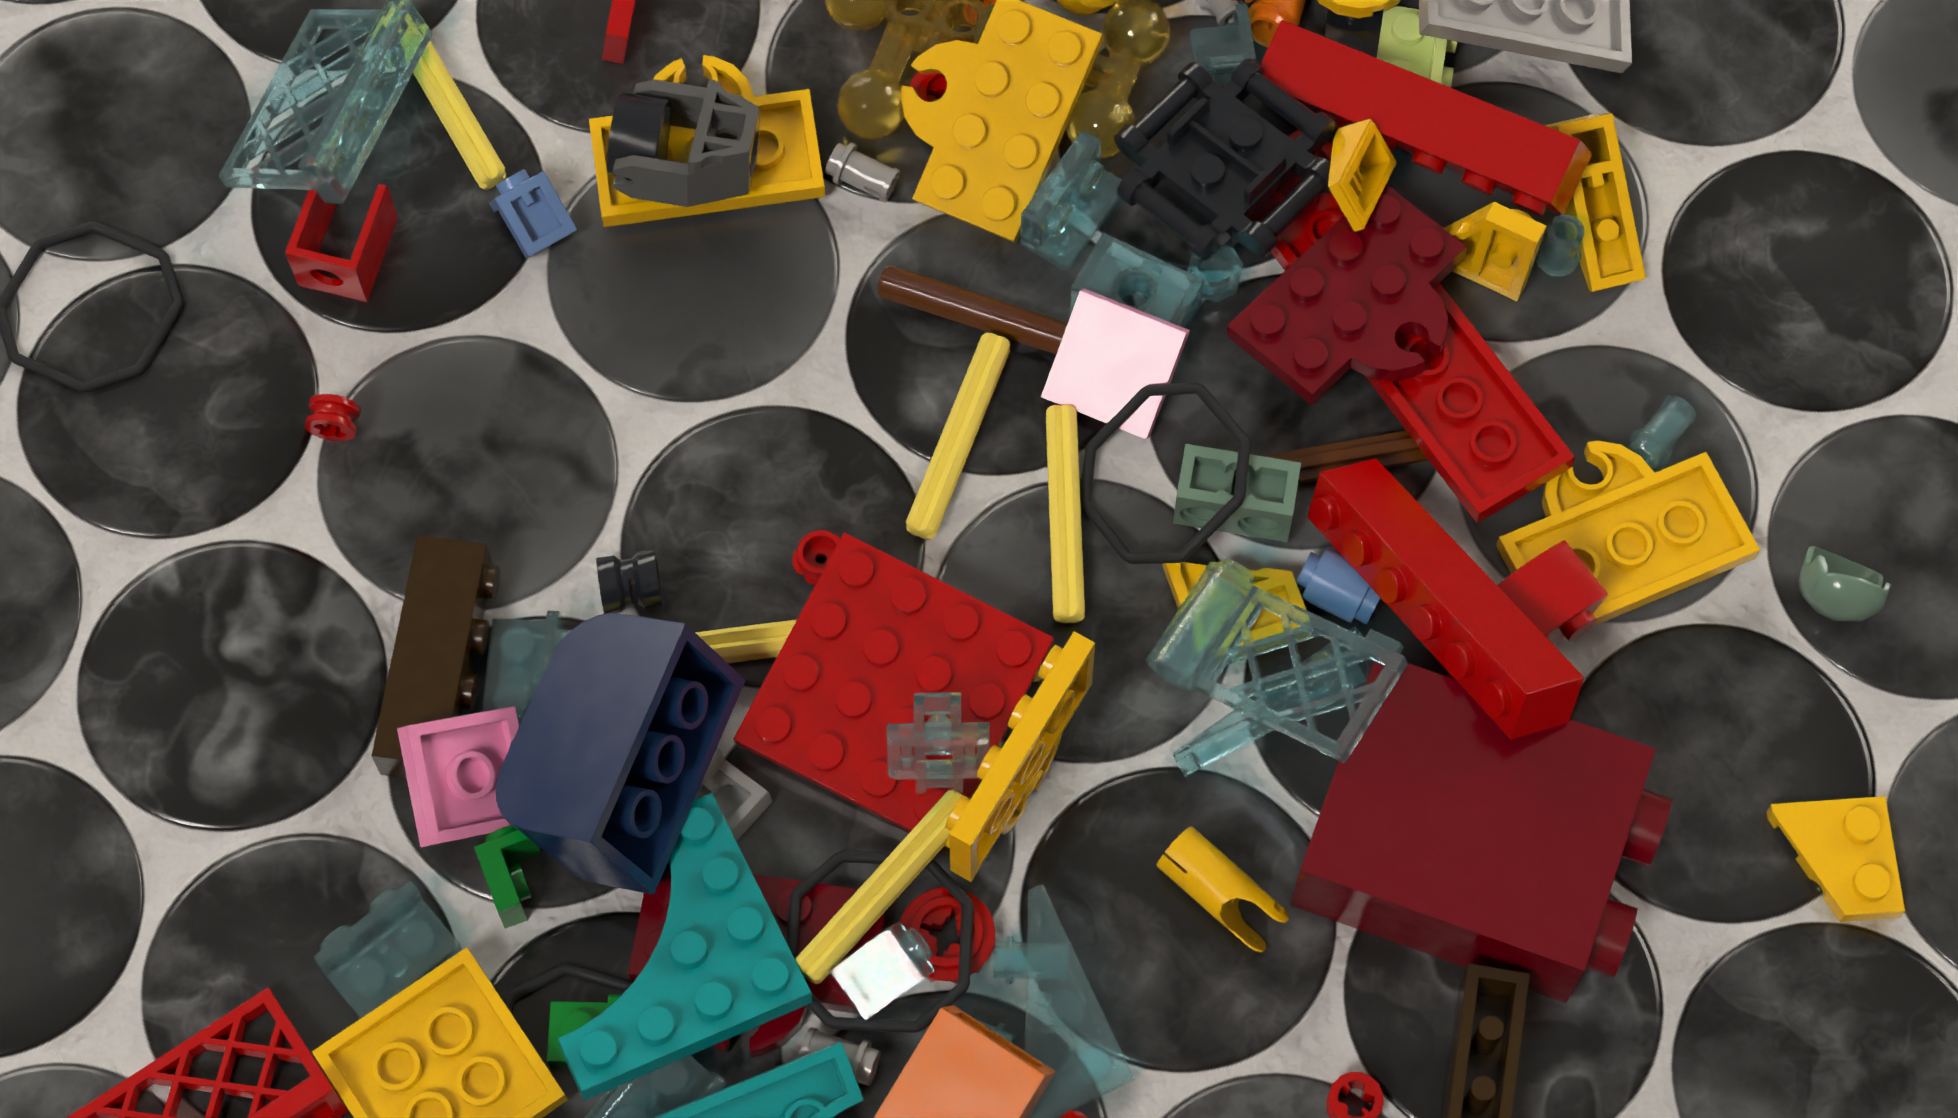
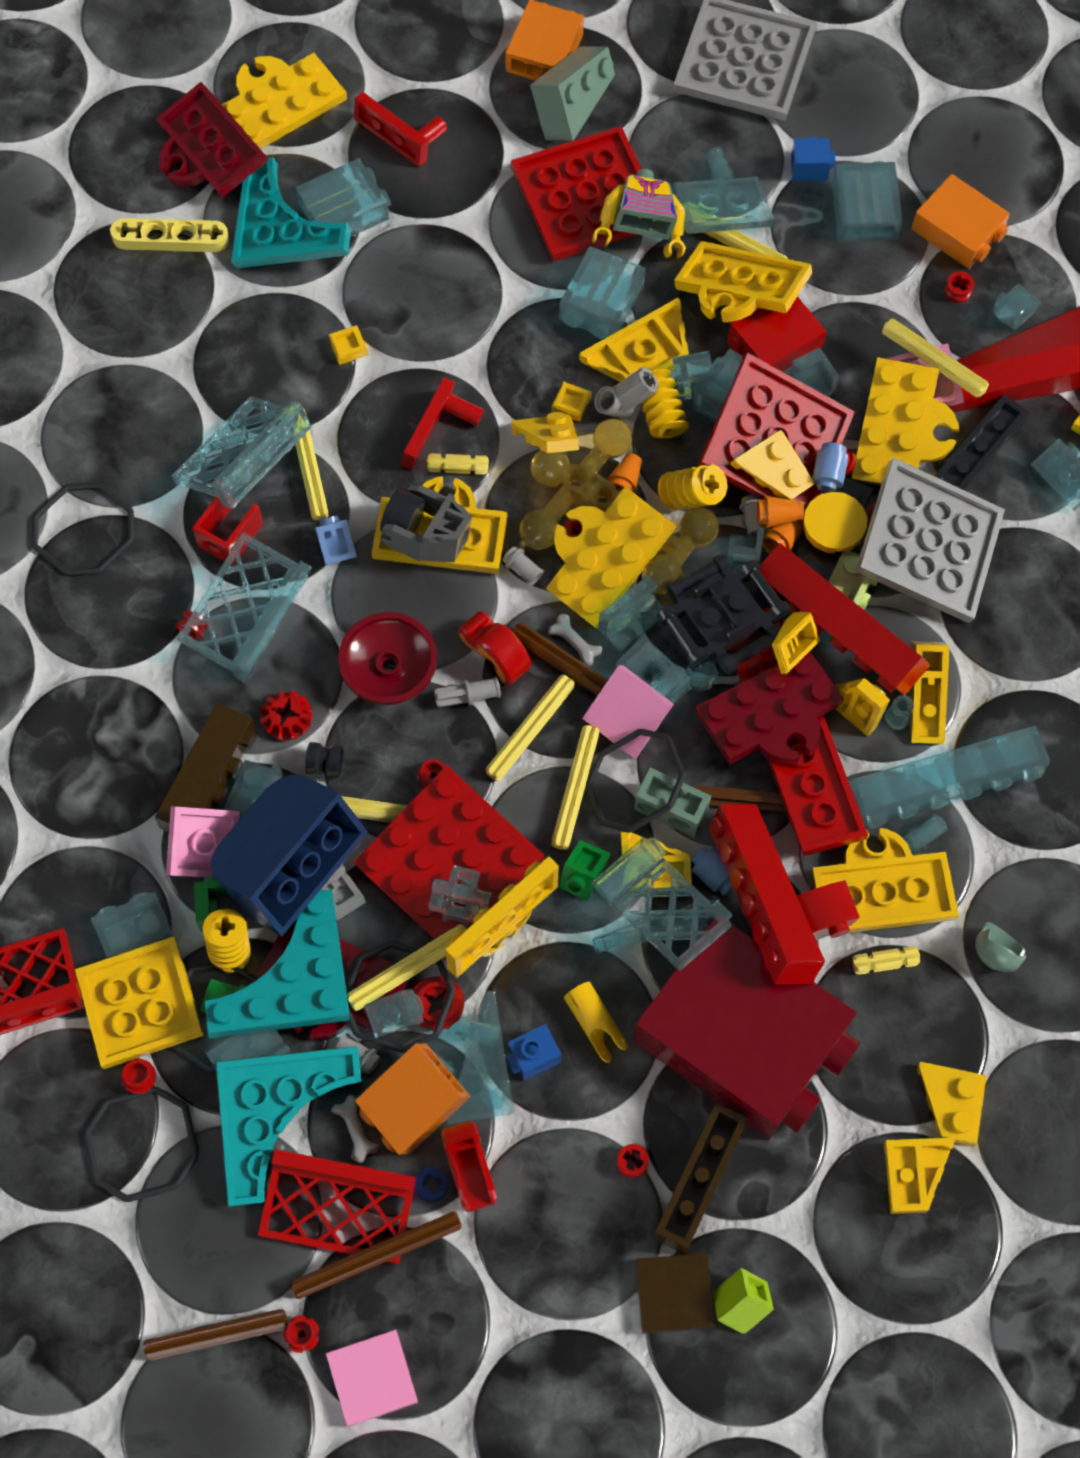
camera: 15 degrees right, 0 degrees up
(462, 373) = (269, 620): none -> clear light blue fence
(558, 541) = (293, 726): none -> red gear
(561, 927) = (227, 939): none -> yellow piece
(682, 353) = (383, 641): none -> dark red dish
(699, 32) = (457, 463): none -> light yellow axle
(836, 405) = (467, 692): none -> light grey axle
(862, 311) = (496, 644): none -> red animal
(962, 258) = (586, 651): none -> light grey piece
(1122, 643) = (582, 868): none -> green bracket
(1135, 970) = (533, 1053): none -> blue brick
(1663, 655) = (886, 960): none -> light yellow axle
(1675, 327) = (950, 776): none -> clear light blue brick
(1819, 986) = (914, 1172): none -> yellow wing

